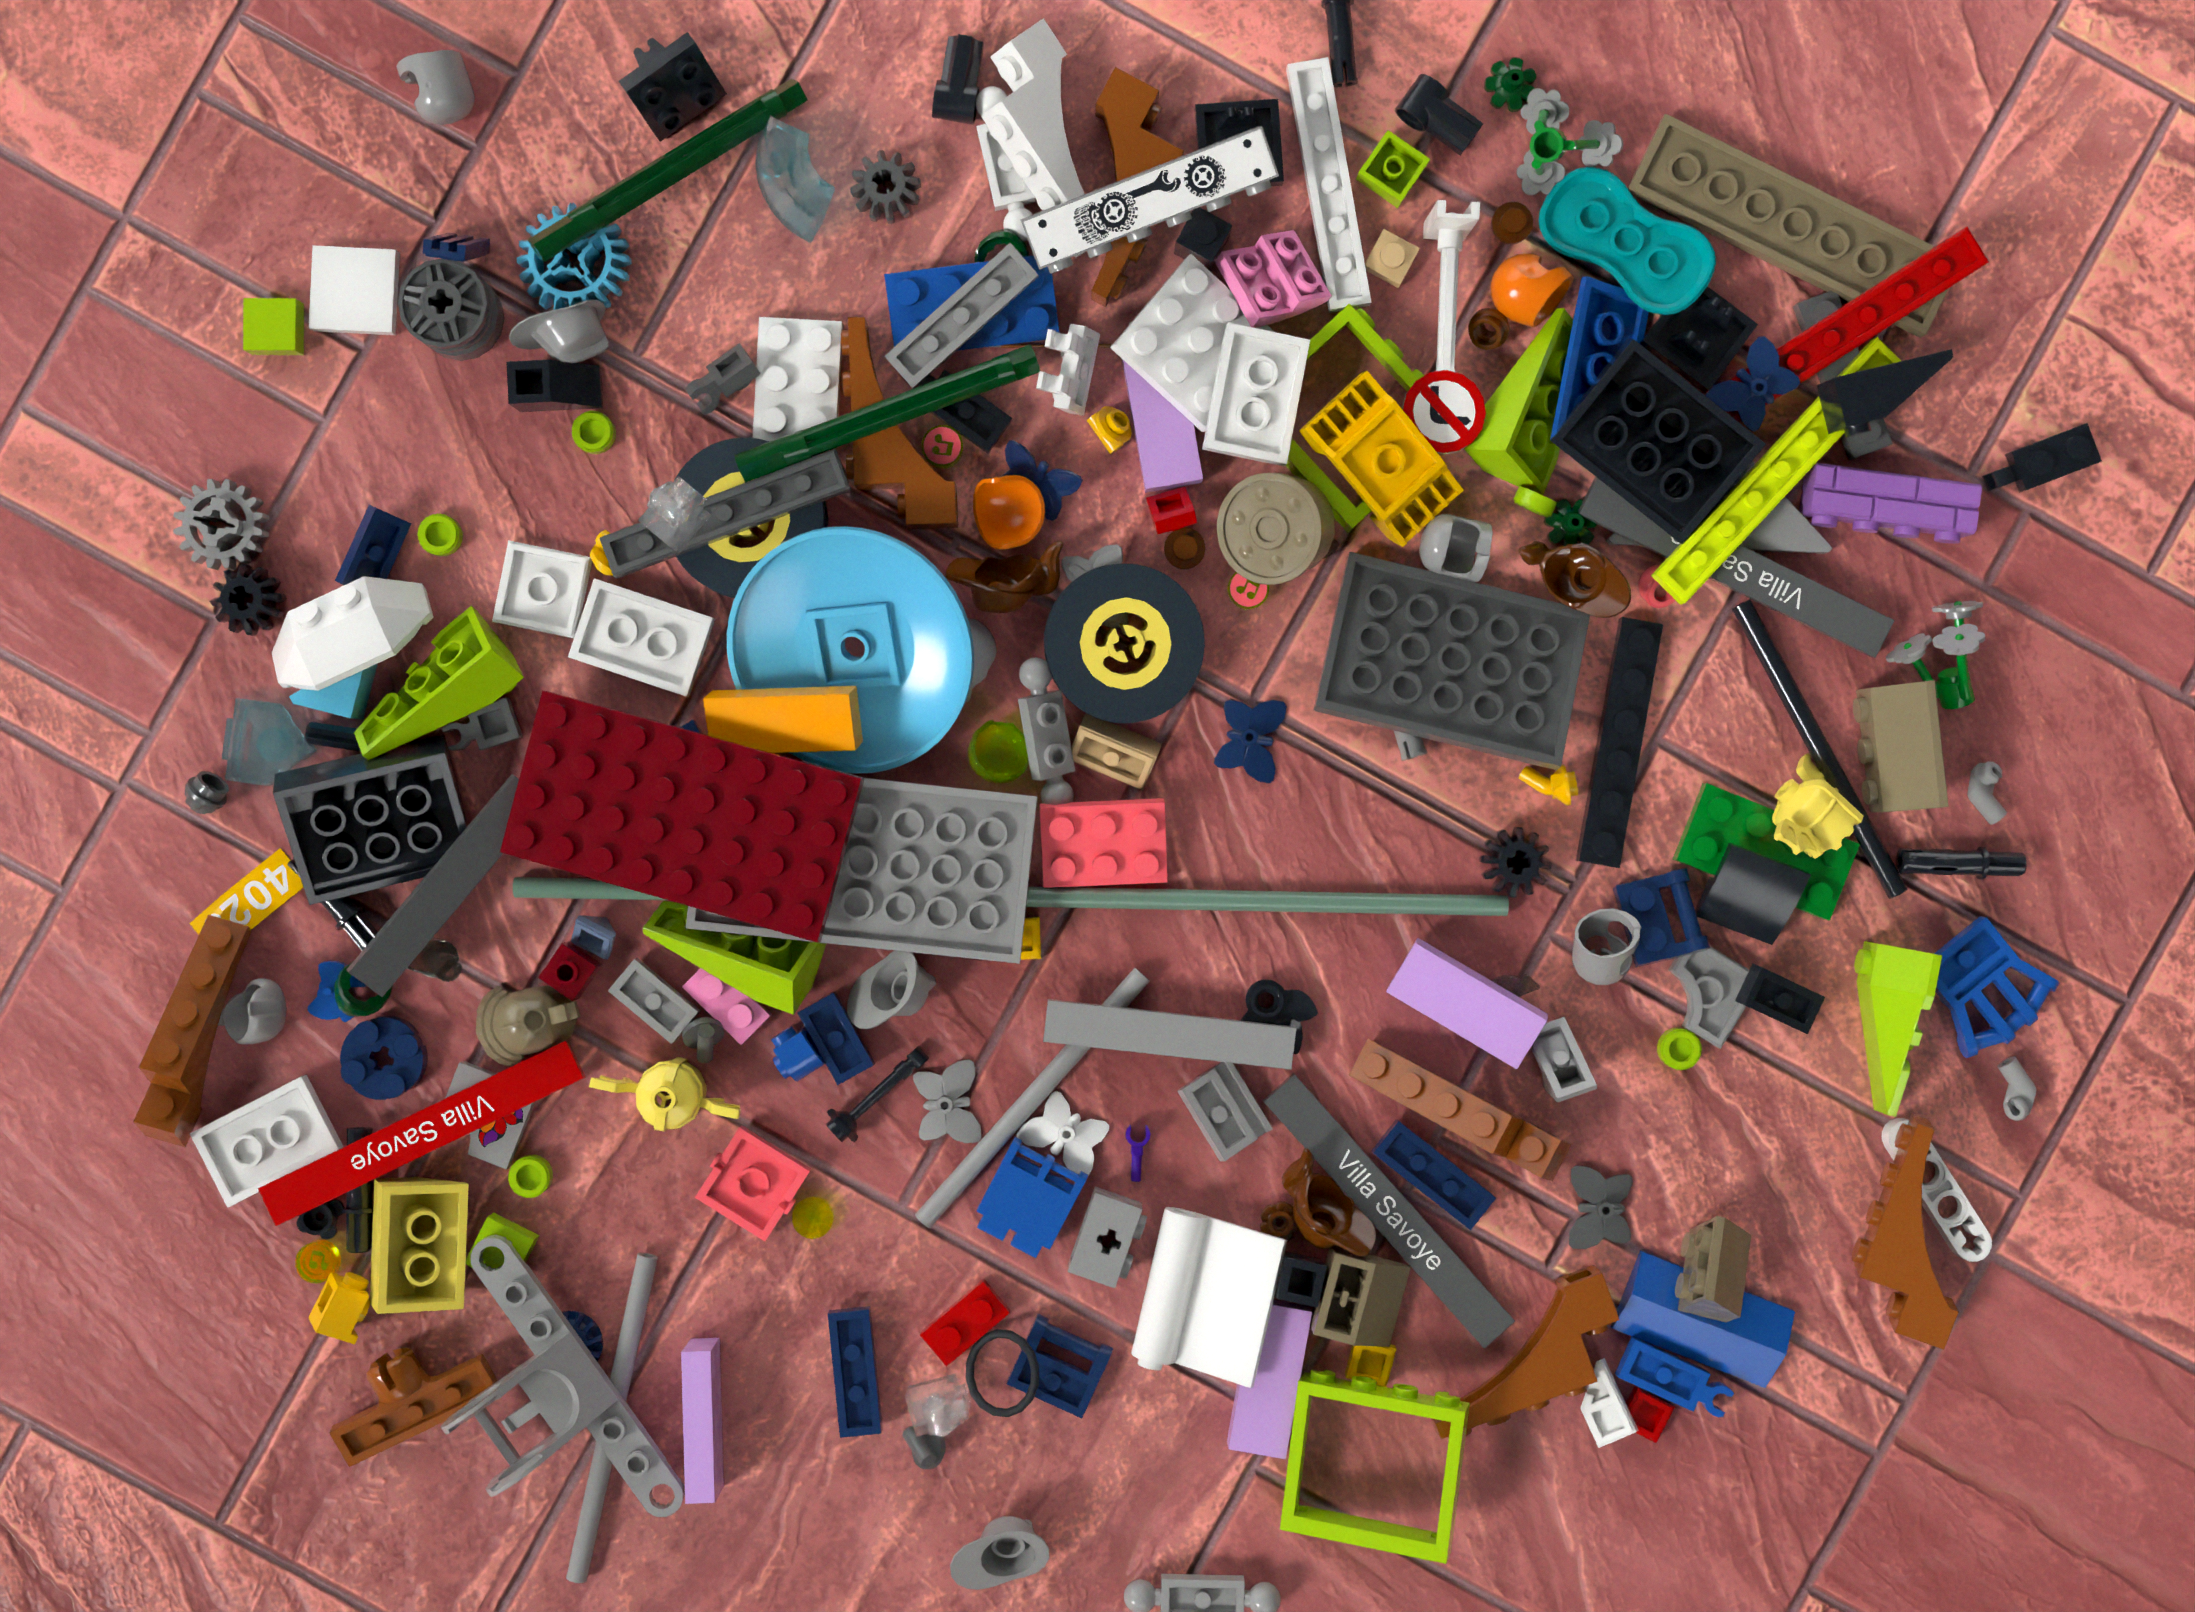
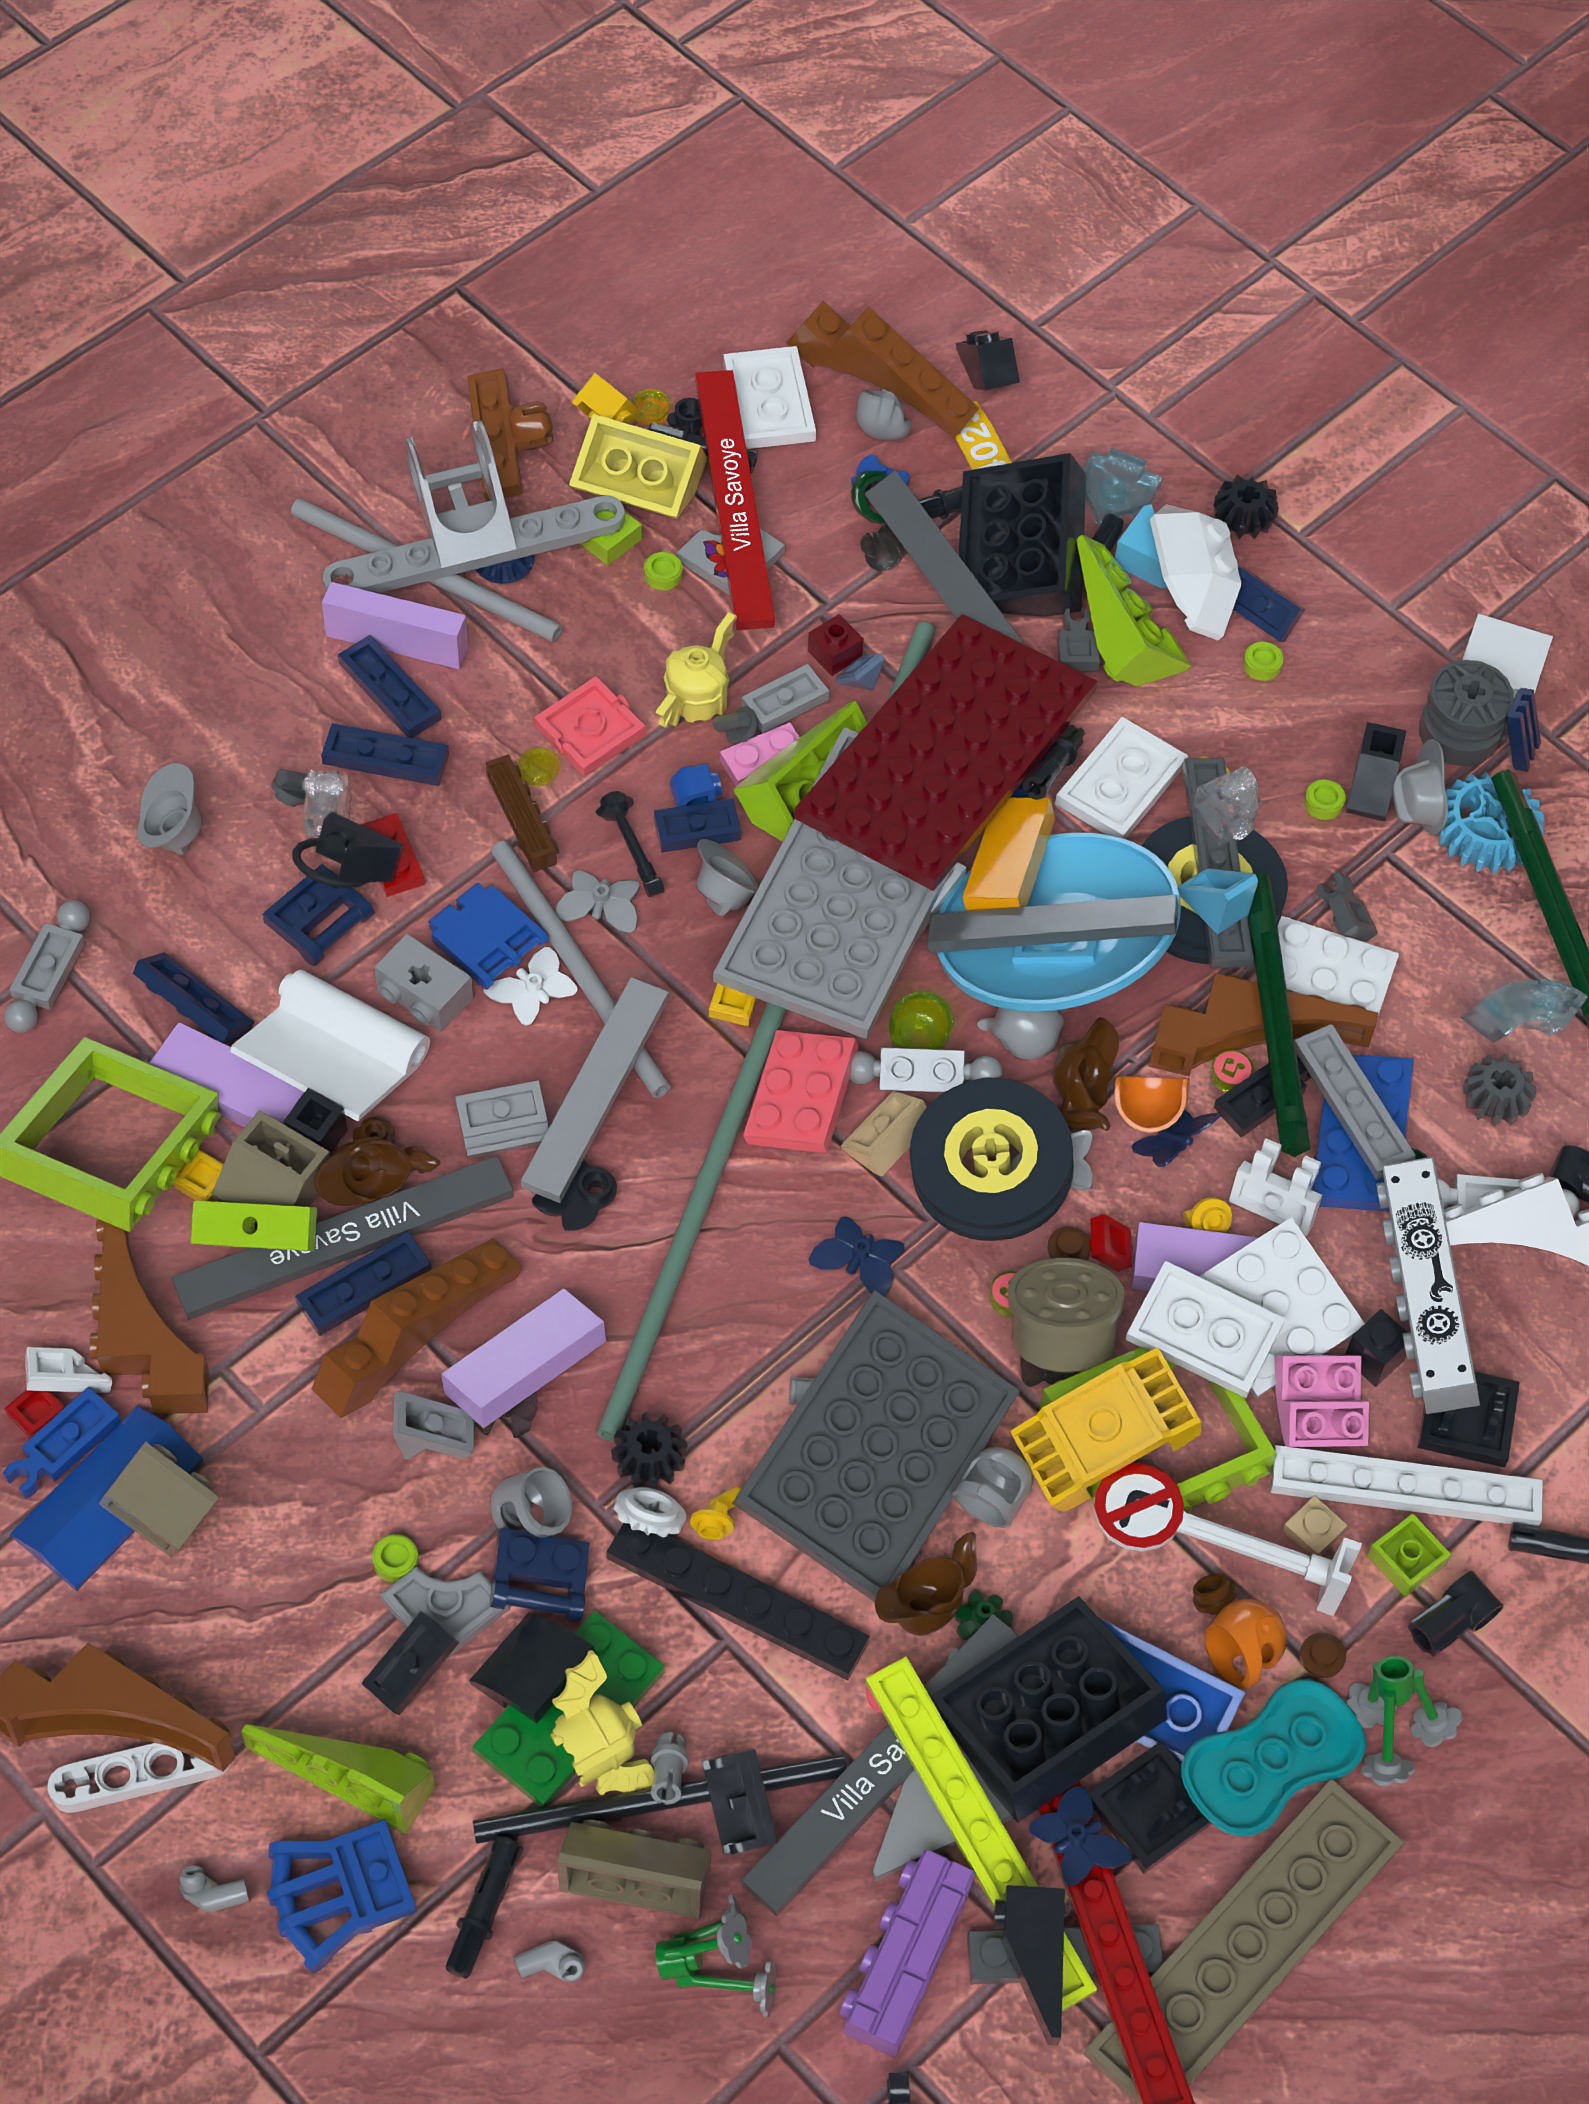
camera: 105 degrees right, 30 degrees down
(138, 924) = (988, 359): none -> black slope
(206, 792) = (1086, 435): dark grey plate -> none
(222, 508) = (1318, 506): light grey gear -> none
(273, 326) = (1486, 590): lime piece -> none
(361, 1068) = (813, 479): dark blue plate -> none
(524, 1022) = (801, 600): dark tan helmet -> none
(542, 589) = (1192, 718): white tile -> none
(654, 708) = (1051, 765): none -> black axle
(772, 1398) = (389, 687): none -> dark blue plate
(781, 500) = (1220, 896): none -> medium azure slope
(865, 650) = (1053, 923): none -> tile
(876, 1213) = (522, 813): none -> reddish brown piece
(992, 1344) = (359, 850): none -> black slope
(1126, 109) = (1521, 1316): dark orange arch -> none
(1137, 1152) = (507, 1033): dark purple hand -> none
(1193, 1447) = (192, 997): none -> dark blue plate
(1419, 1294) = (235, 1225): none -> lime tile
(1509, 84) = (1475, 1703): dark green plant -> none
(1522, 412) = (1118, 1593): lime wedge -> none
(1534, 502) = (1018, 1583): lime tile -> none
(1561, 852) = (650, 1511): none -> white gear
(1603, 1208) = (263, 1437): dark grey piece -> none
(1801, 748) = (668, 1763): none -> light grey pin
(1813, 678) = (739, 1801): none -> black hinge

